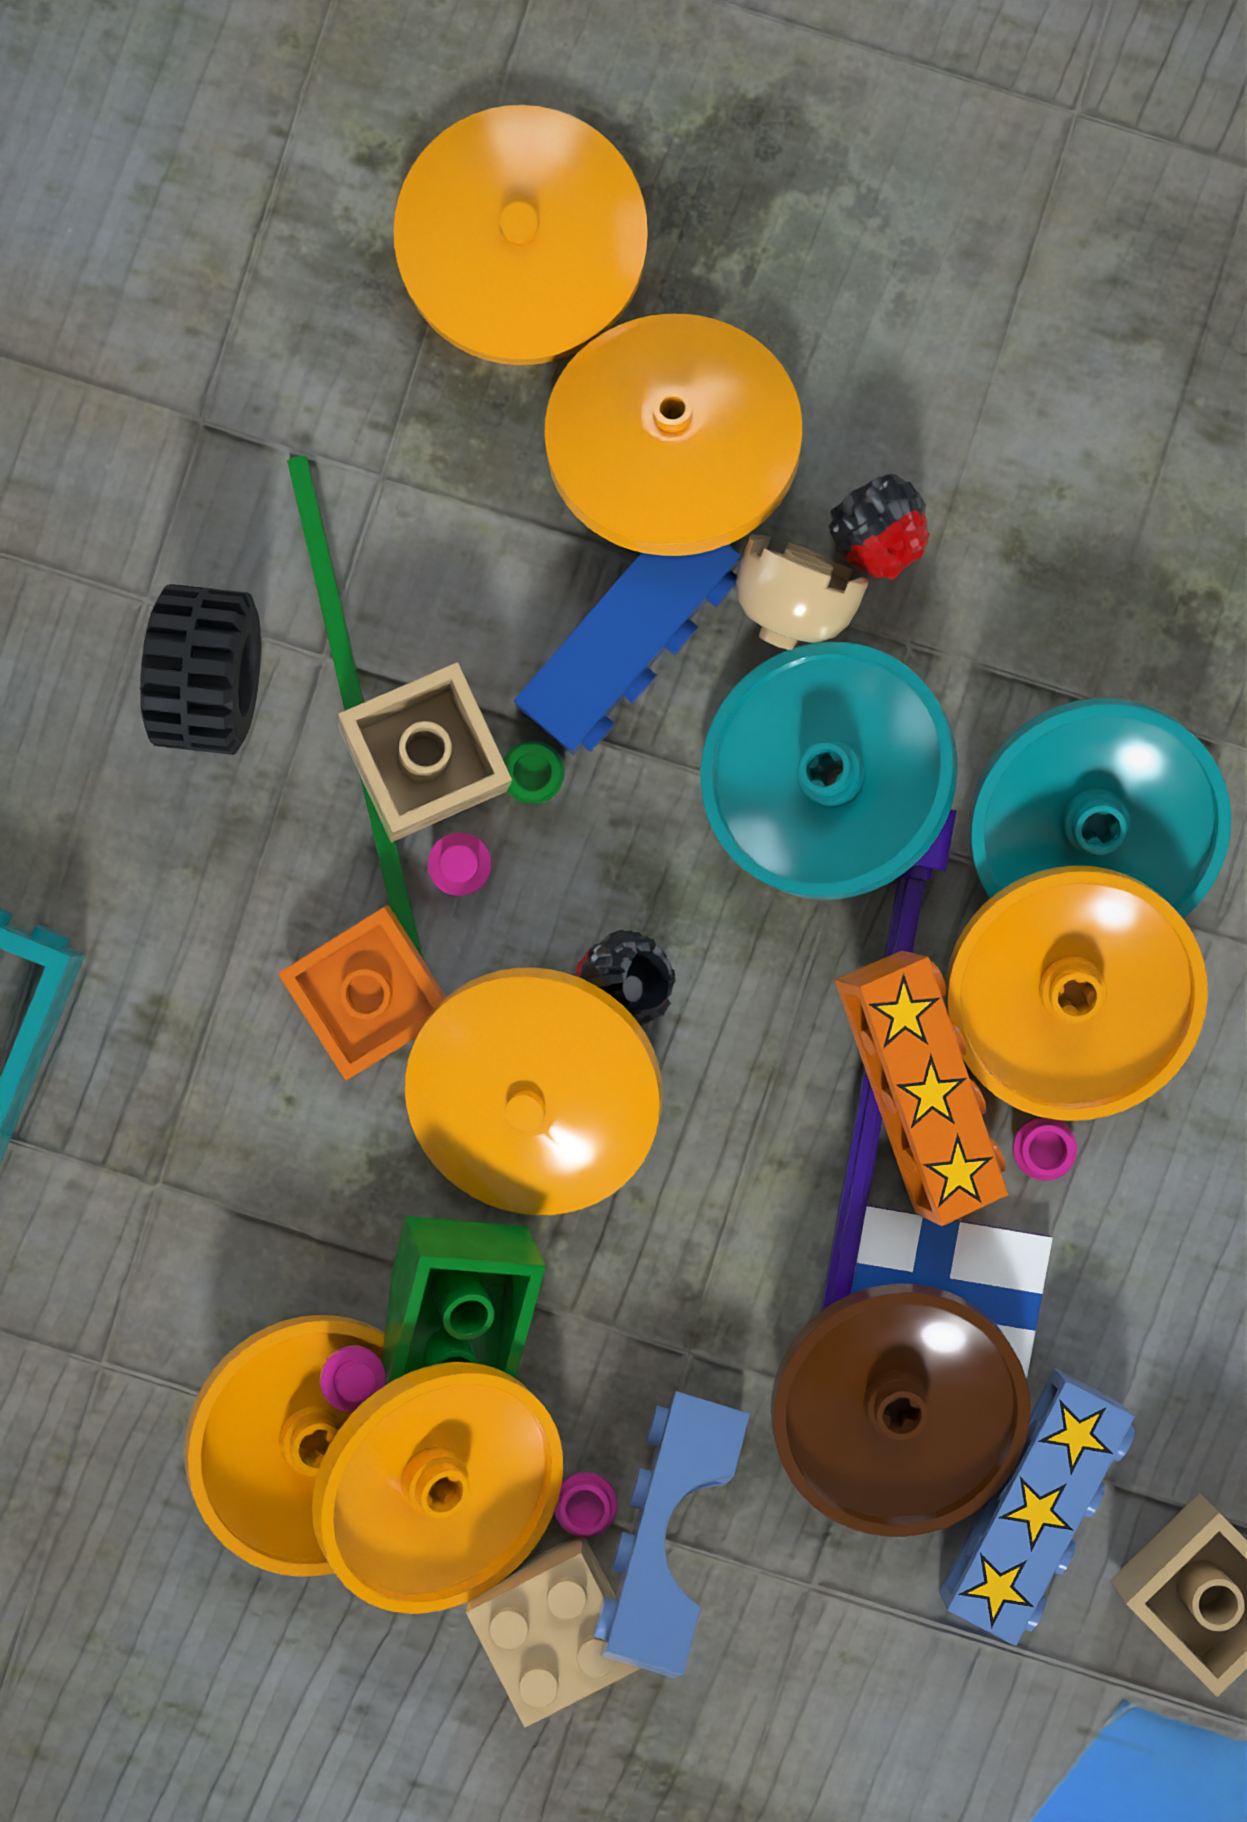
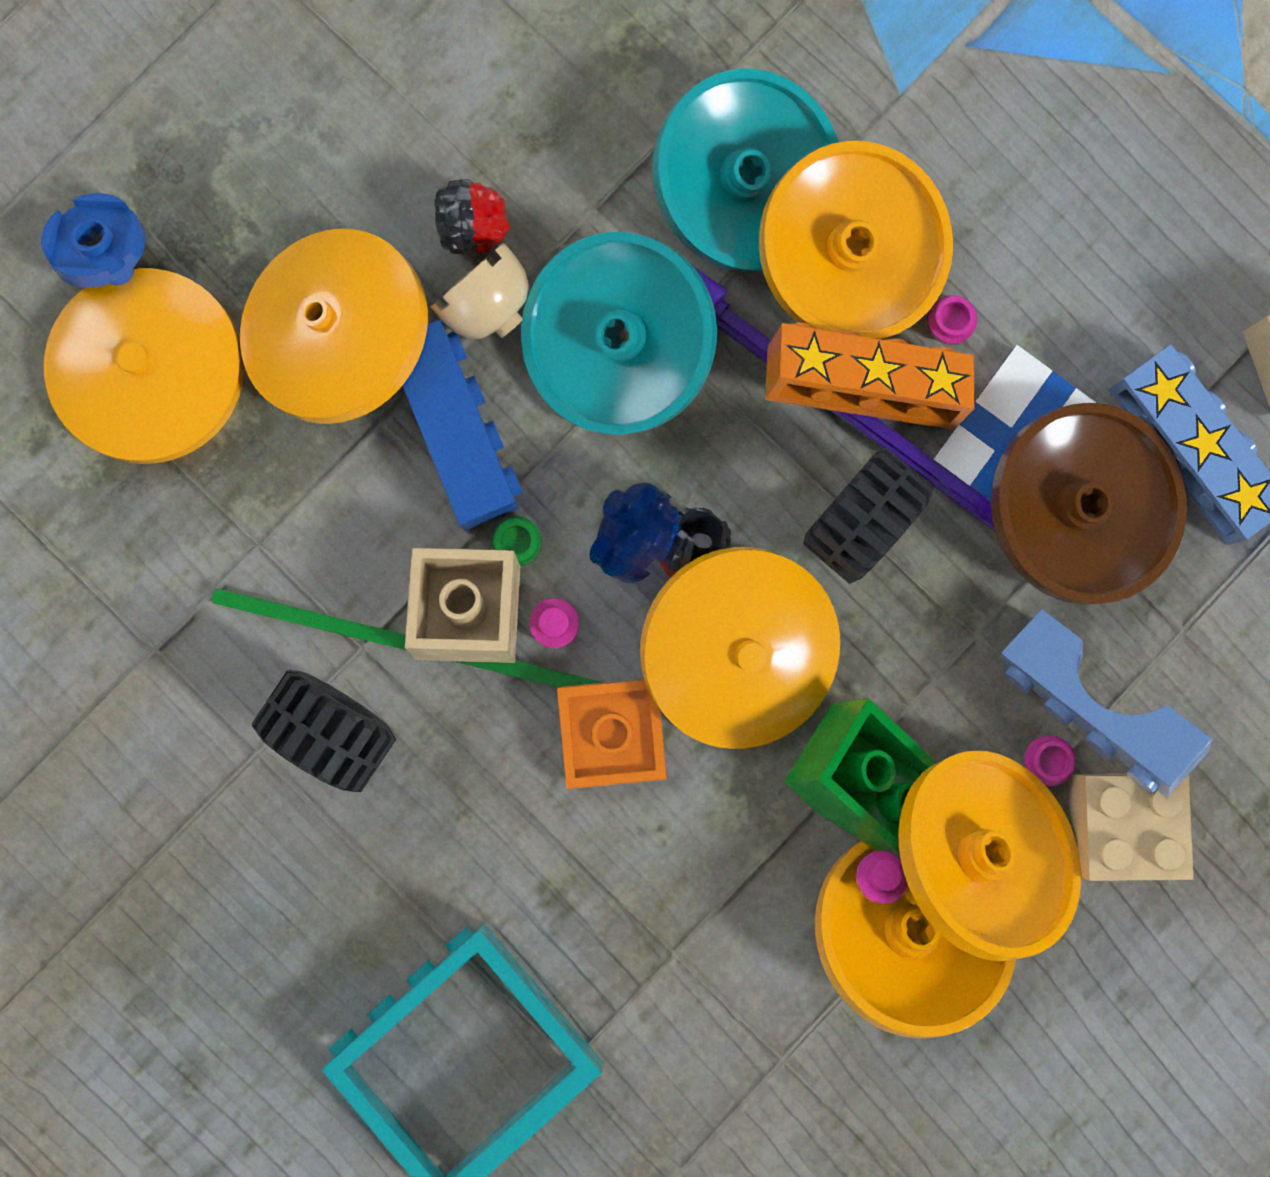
camera: 65 degrees left, 5 degrees down
(576, 897) = (618, 546): none -> clear blue plate
(620, 132) = (106, 261): none -> blue plate
(755, 1165) = (868, 516): none -> black tyre

